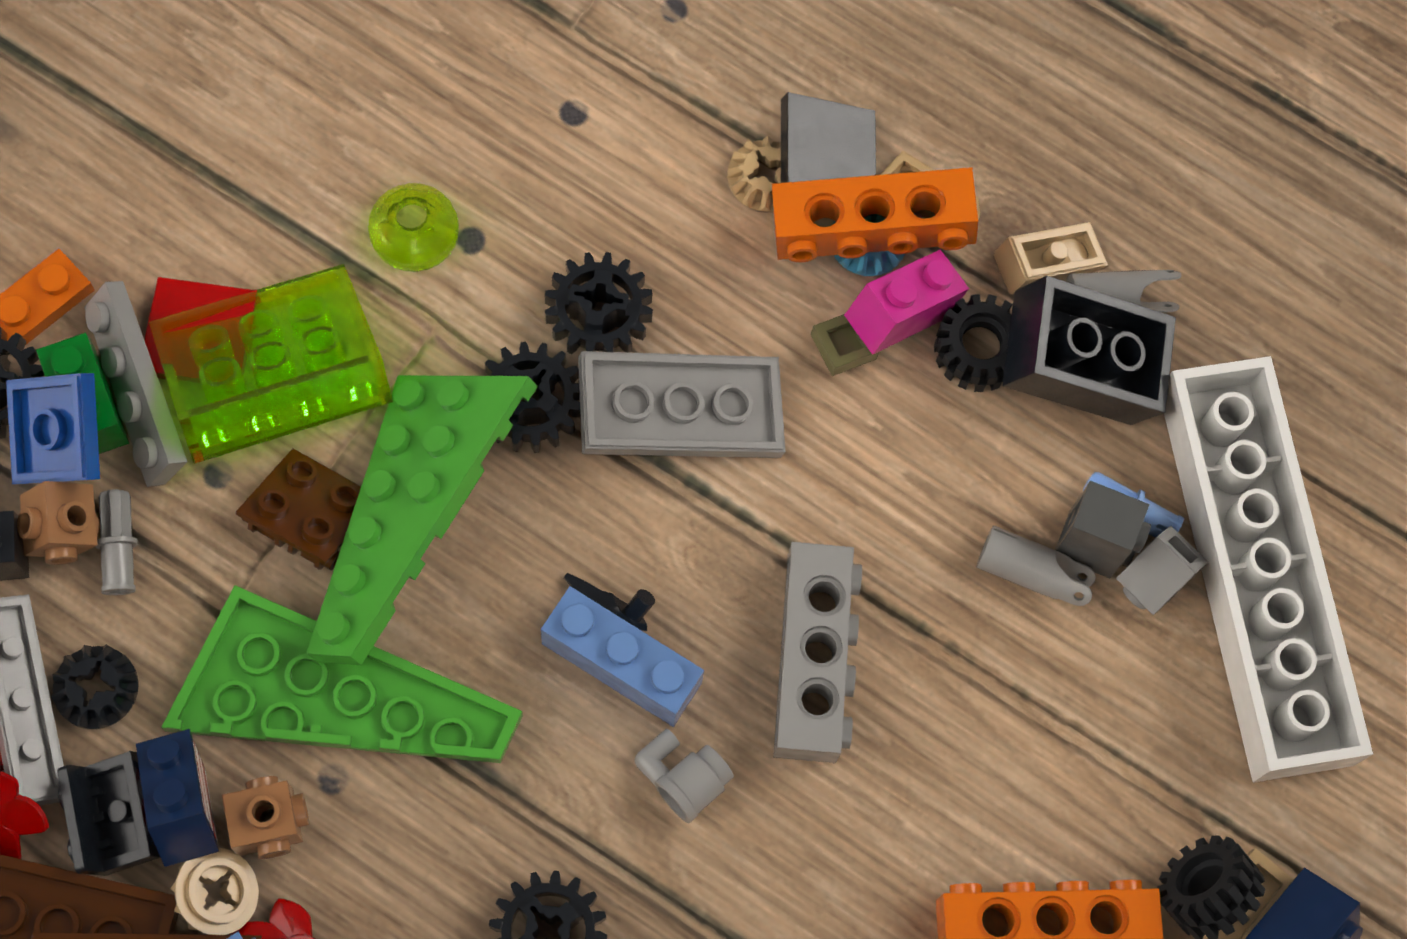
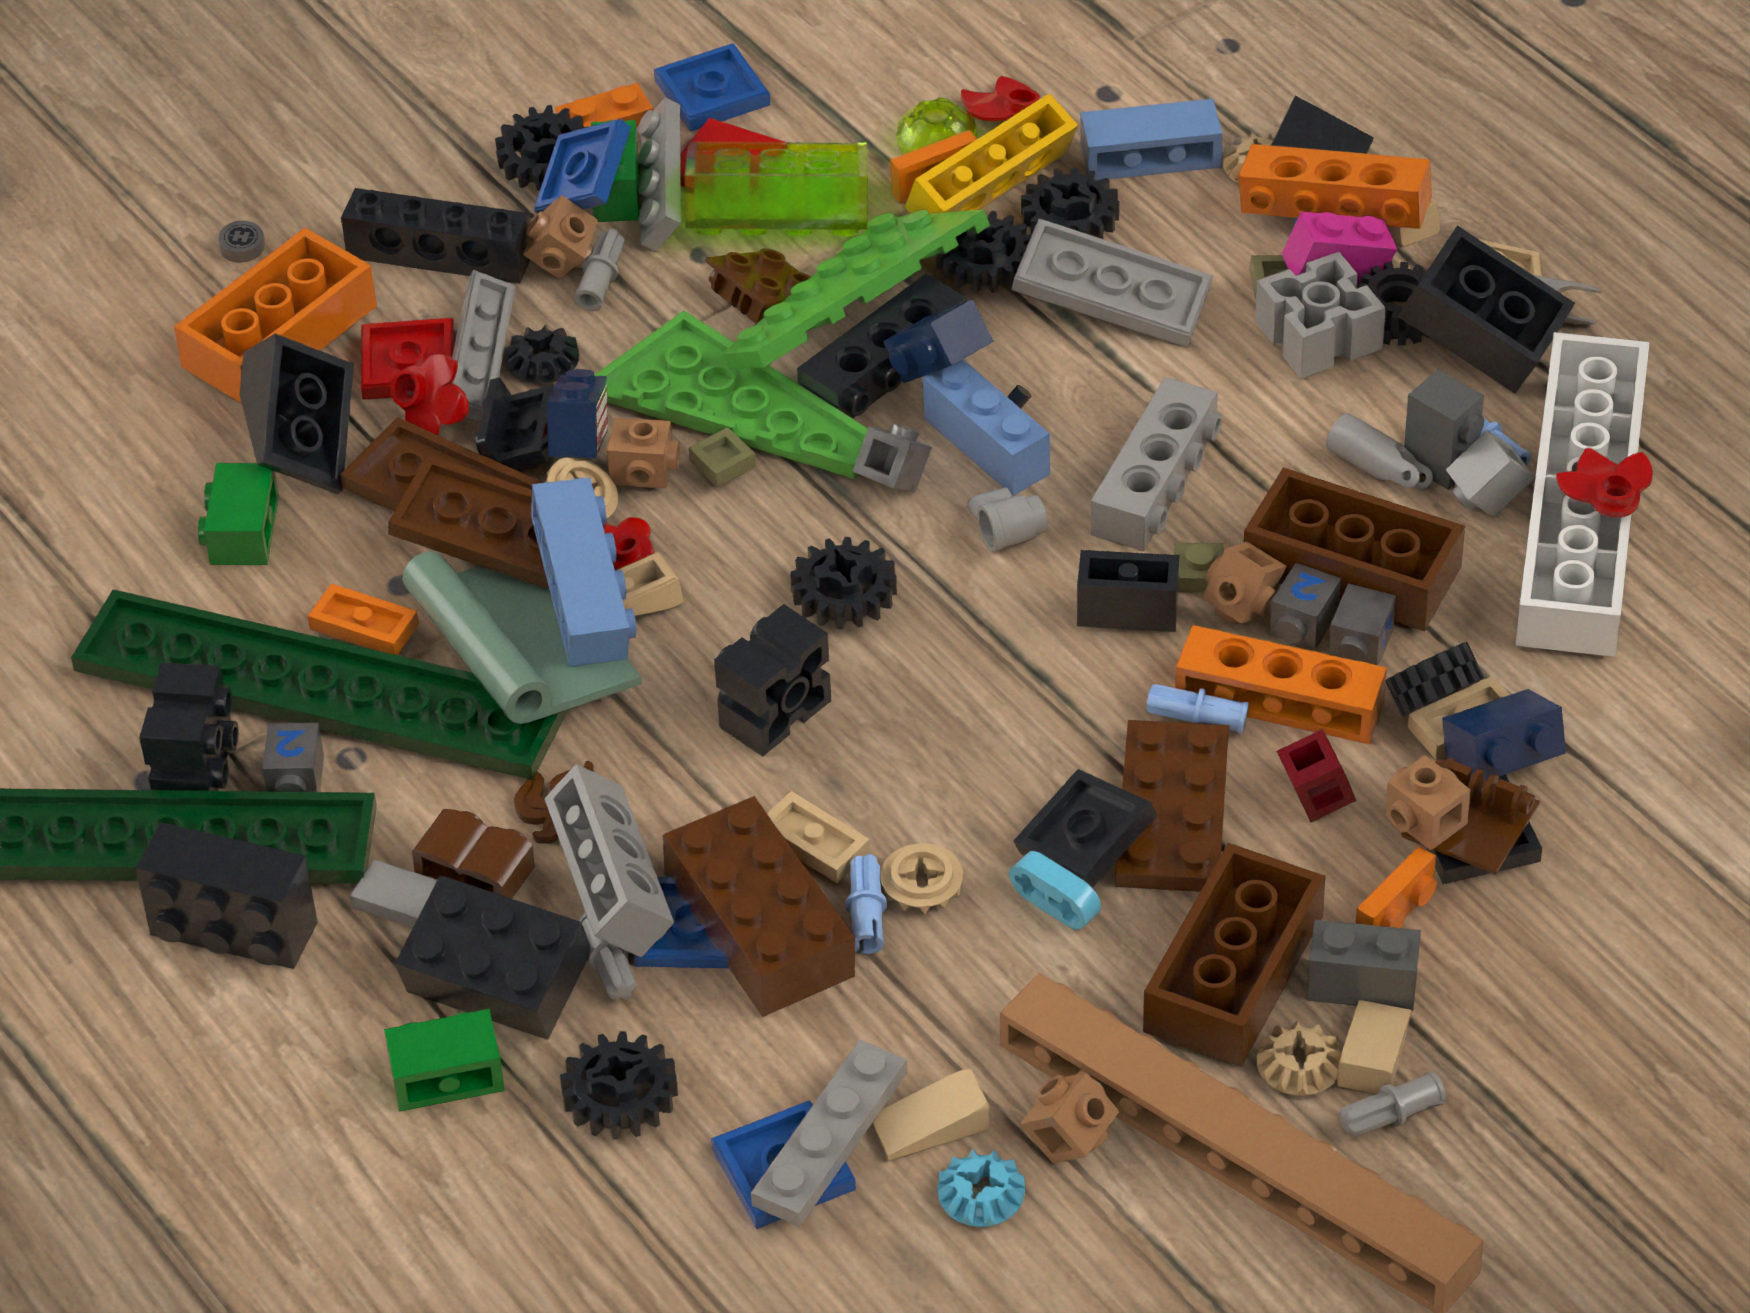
camera: 30 degrees right, 25 degrees down
(143, 225) = (712, 86): none -> blue tile
(350, 784) = (722, 457): none -> olive plate
(443, 274) = (915, 163): none -> orange plate
(468, 167) = (1002, 104): none -> red plate
(494, 500) = (857, 365): none -> black brick
(499, 278) = (996, 160): none -> yellow brick
(542, 744) = (893, 457): none -> flat silver brick
(544, 584) = (938, 341): none -> dark blue brick
(648, 181) = (1151, 139): none -> medium blue brick
(856, 857) = (1128, 590): none -> black brick
(903, 775) = (1195, 563): none -> olive plate
(914, 367) = (1320, 315): none -> light grey brick
(970, 807) = (1242, 583): none -> medium nougat brick
(1036, 810) = (1304, 606): none -> flat silver brick
(1064, 721) = (1360, 541): none -> reddish brown brick
(1102, 820) = (1362, 624): none -> flat silver brick
(1299, 572) = (1605, 485): none -> red plate

